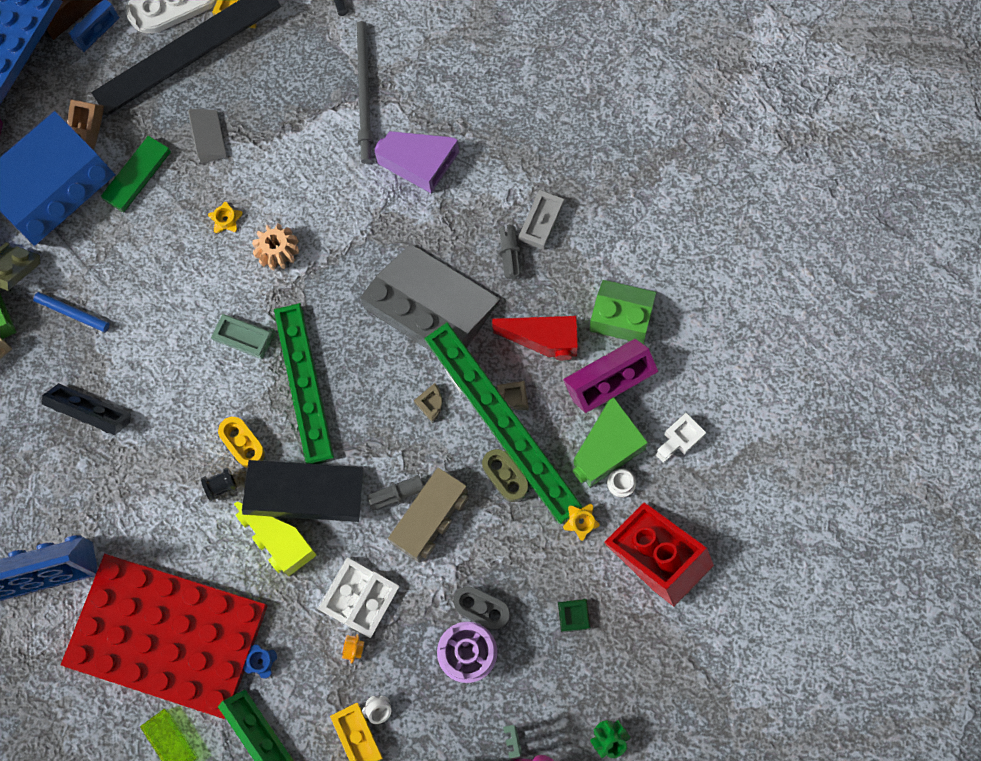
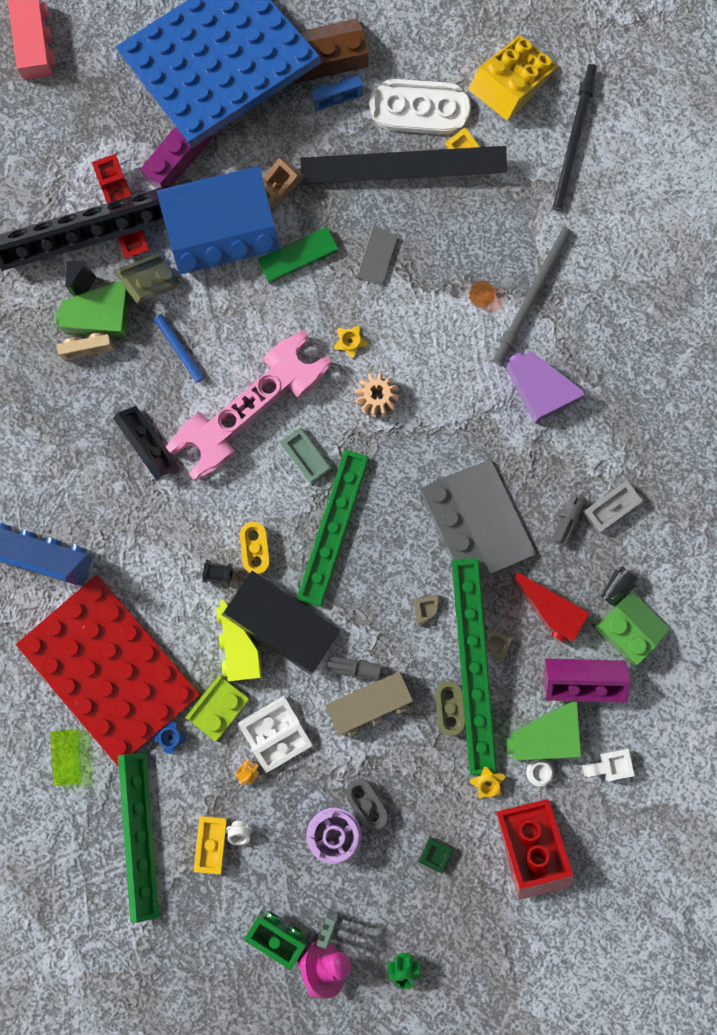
camera: 30 degrees right, 10 degrees up
(147, 368) = (213, 438): none -> bright pink piece
(290, 607) = (217, 708): none -> lime plate
(319, 115) = (481, 294): none -> clear orange tile
(589, 279) = (619, 585): none -> black cone

